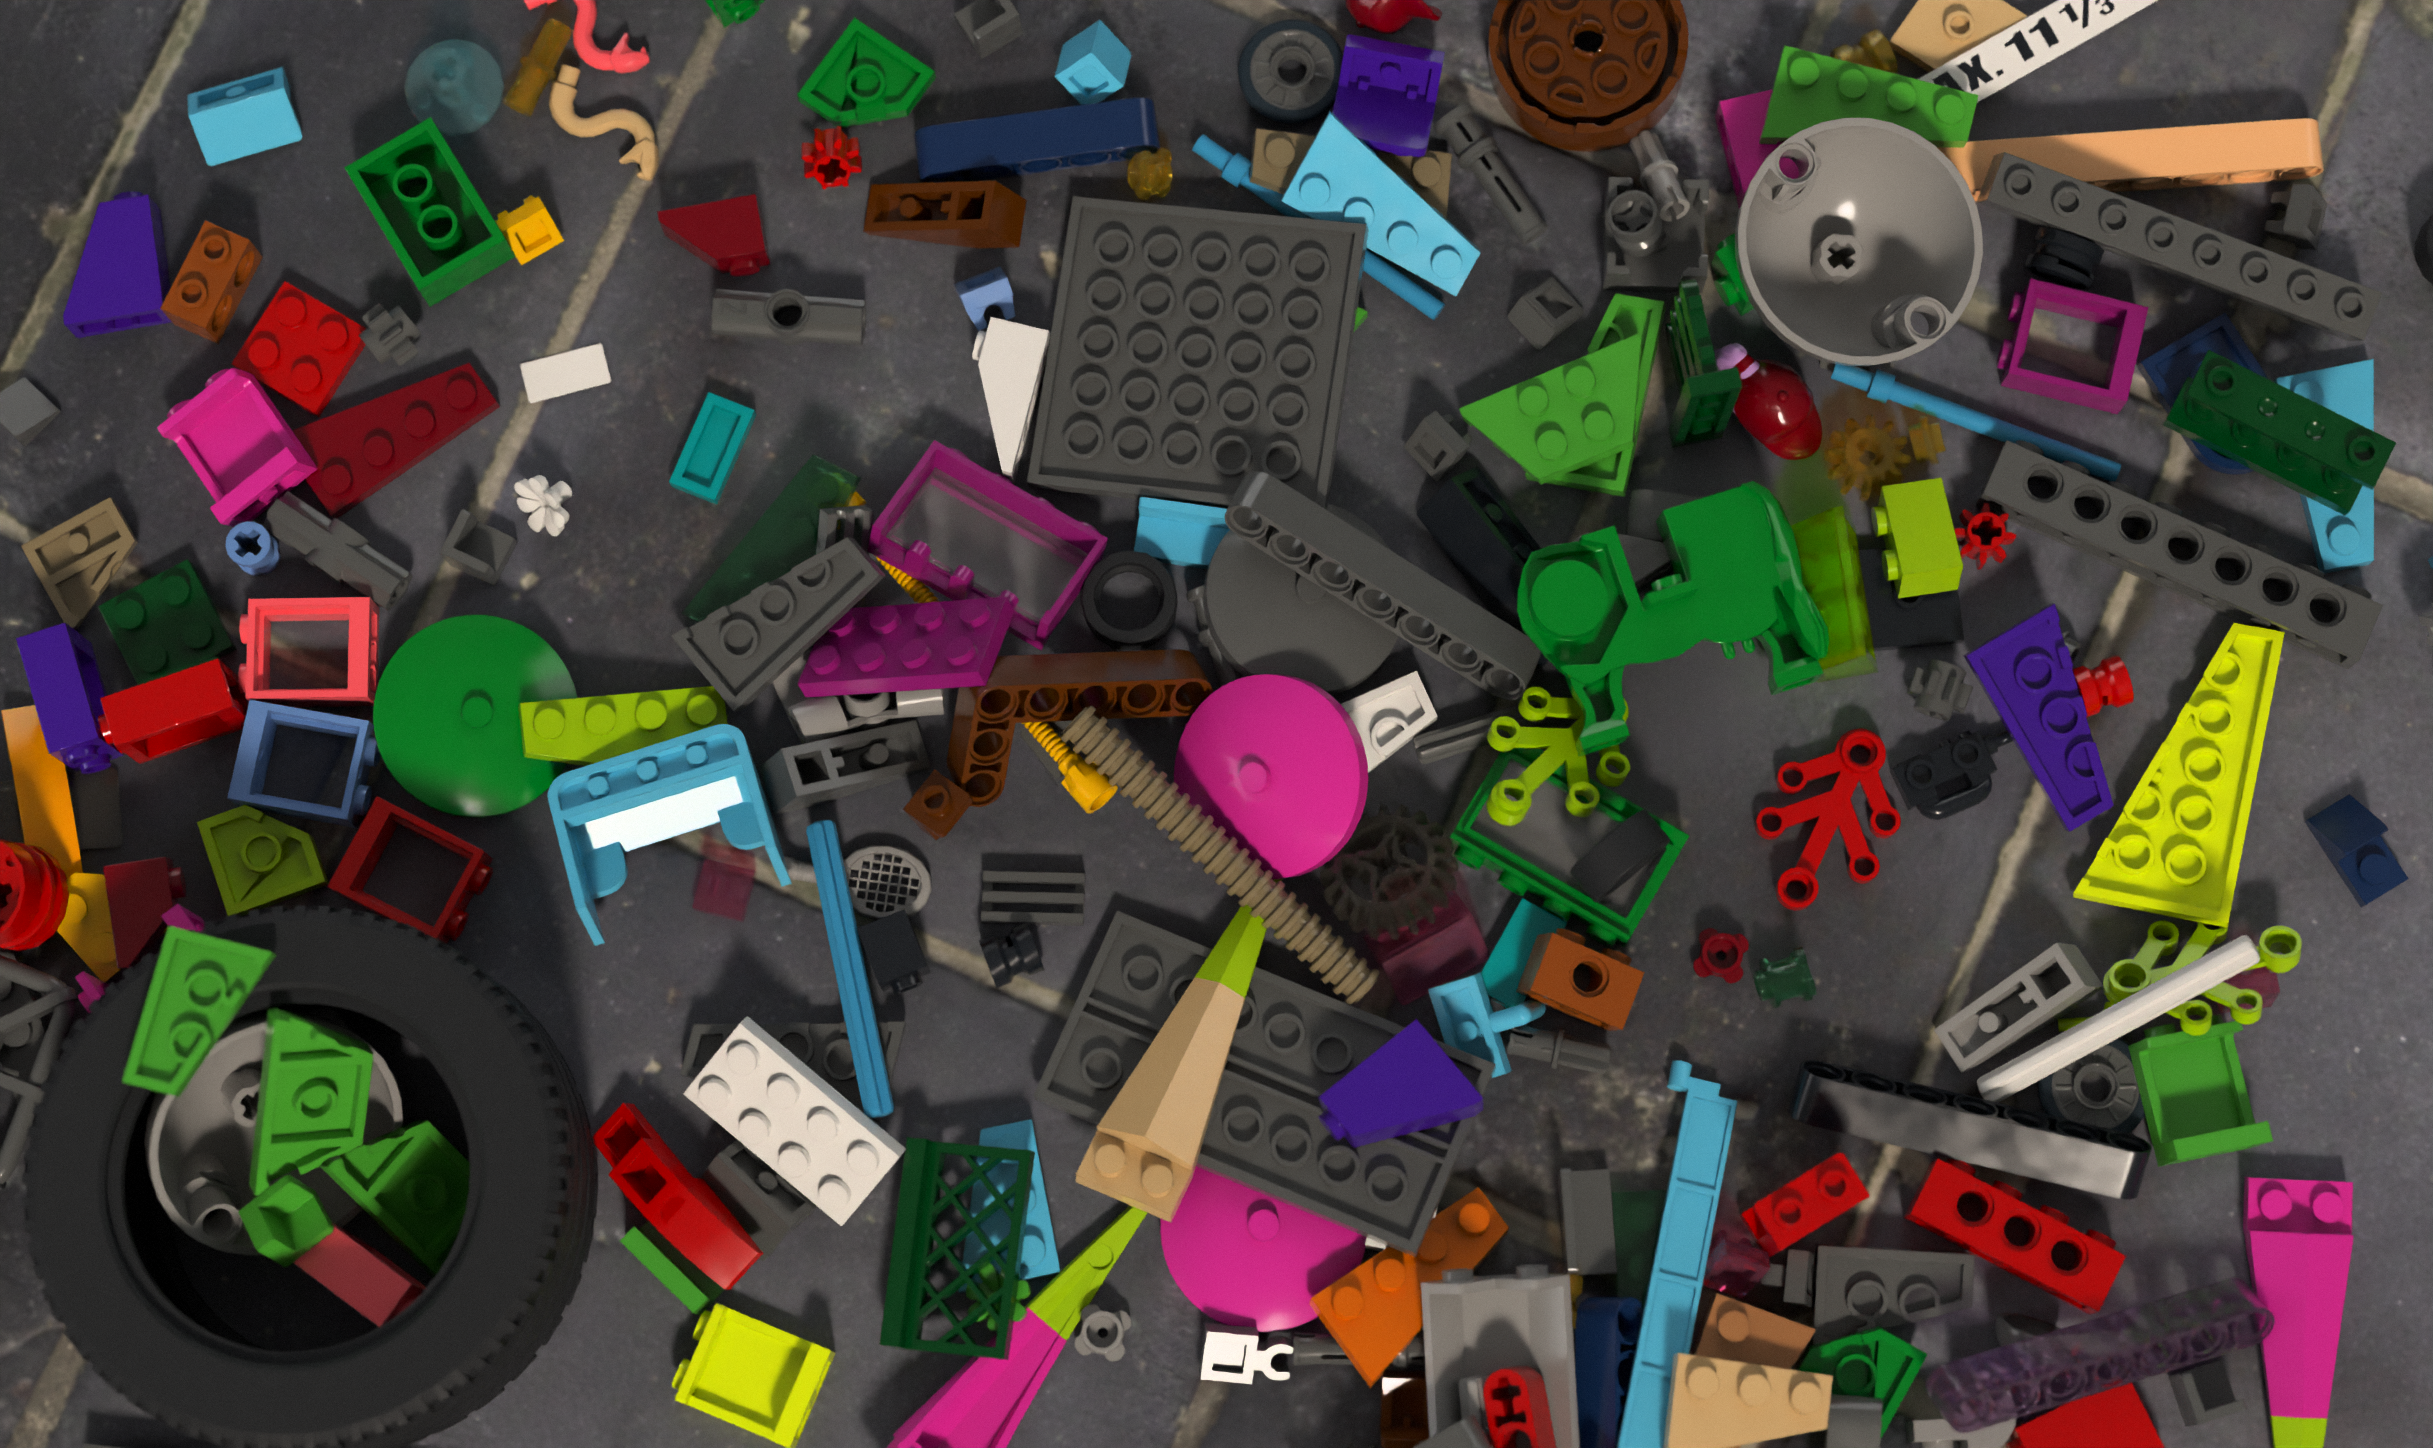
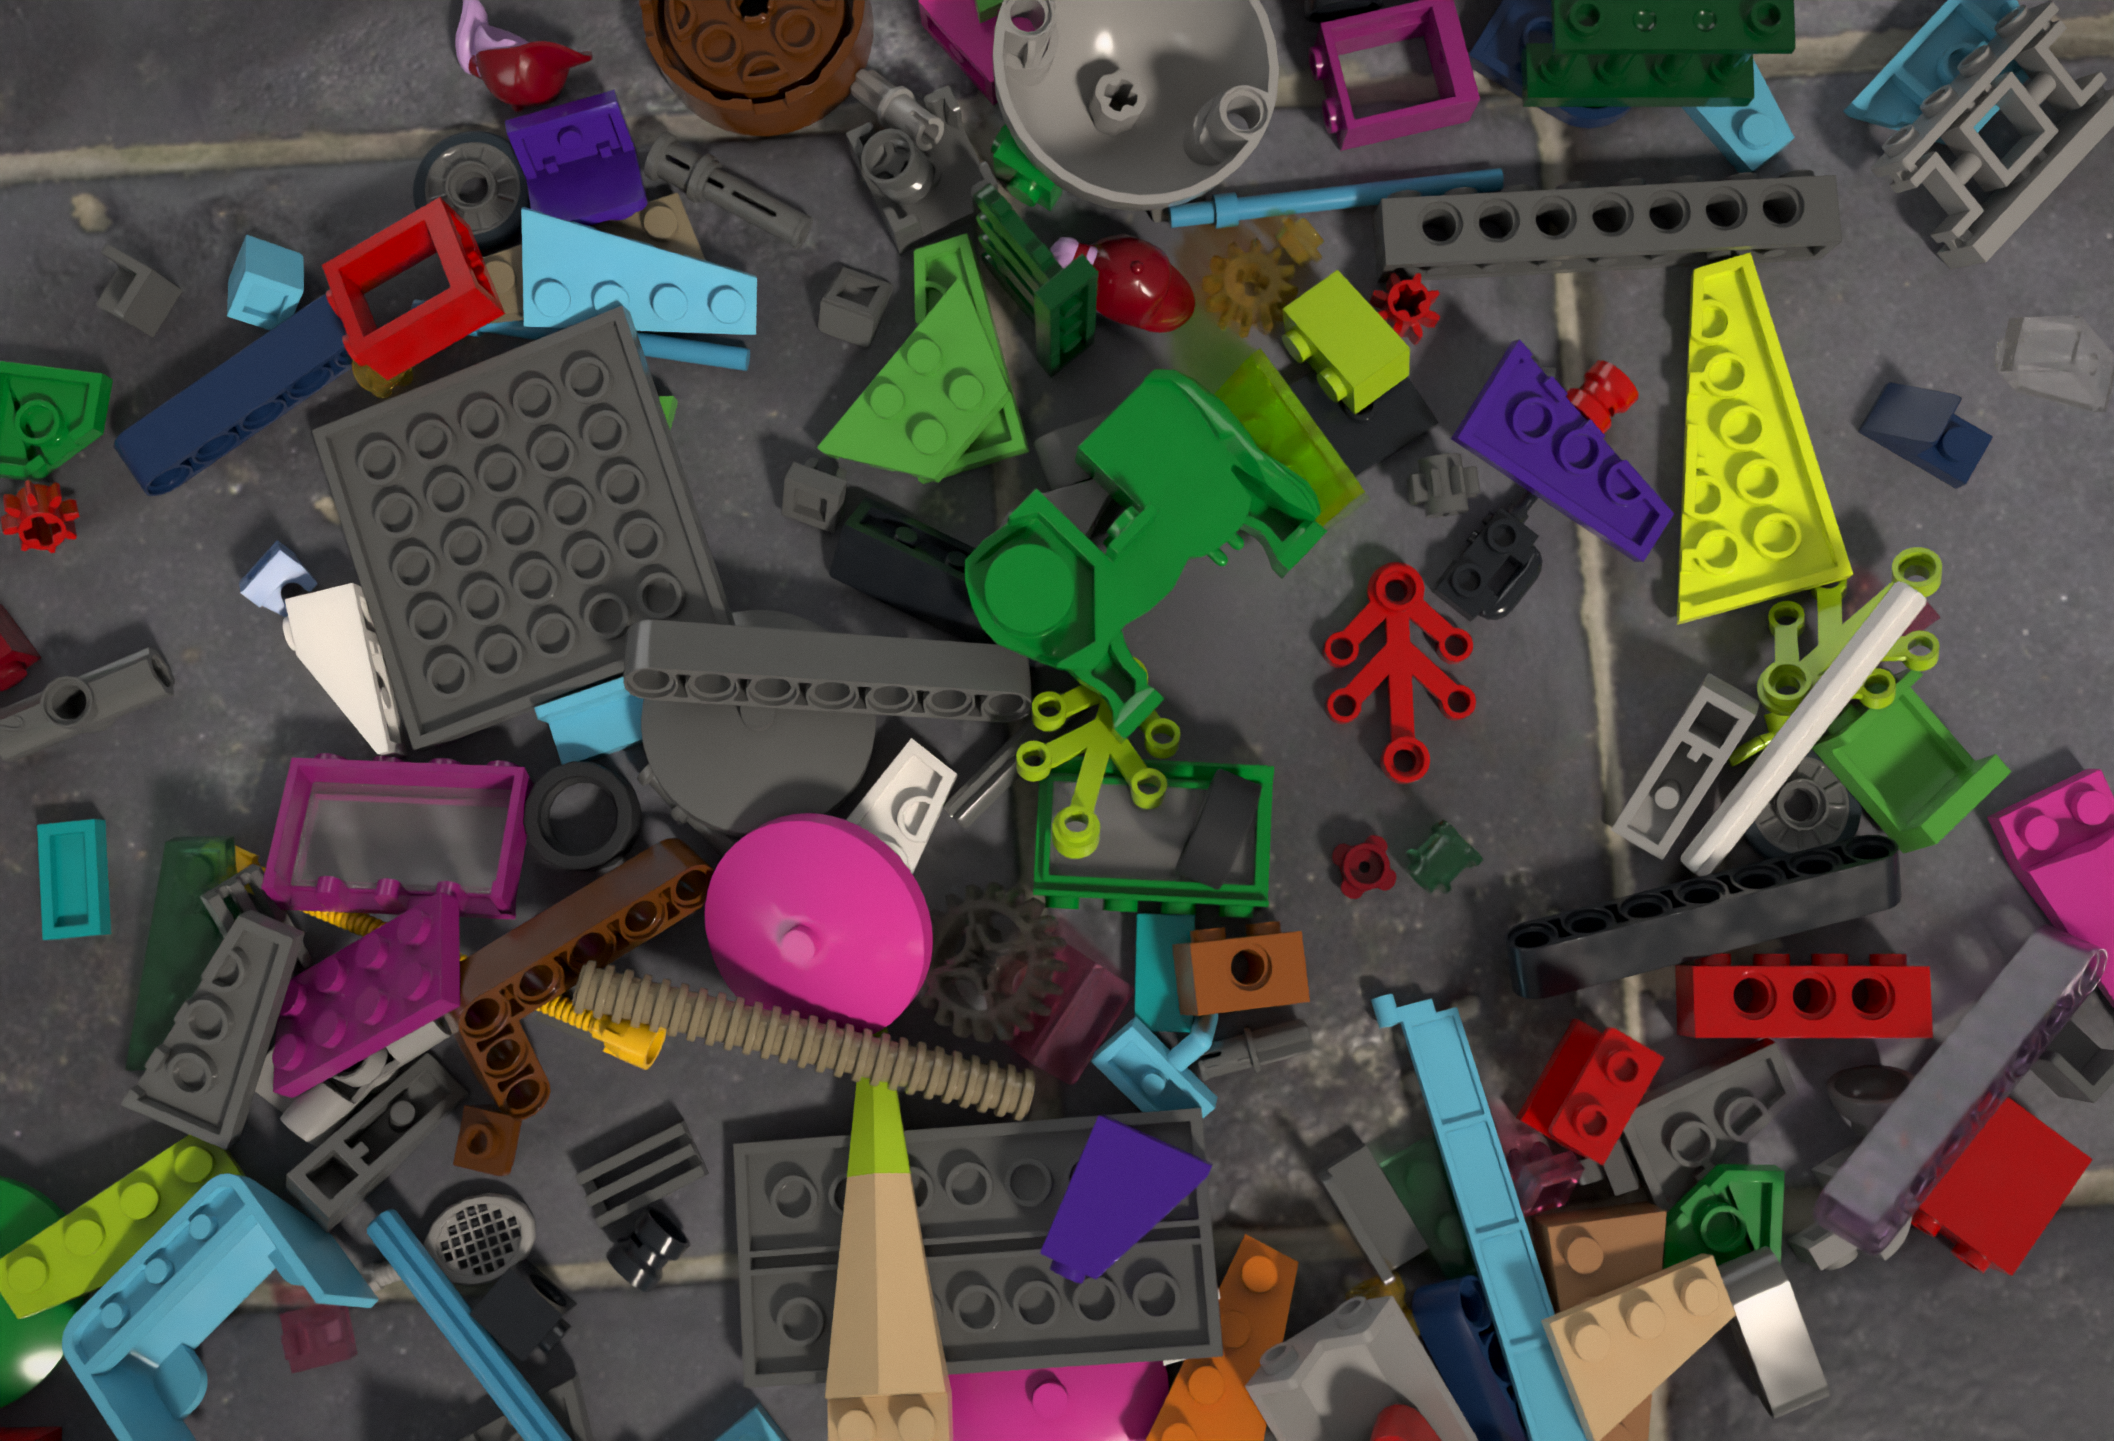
camera: 30 degrees left, 5 degrees up
(947, 213) = (192, 511): reddish brown slope -> none
(1211, 166) = (433, 324): none -> red window

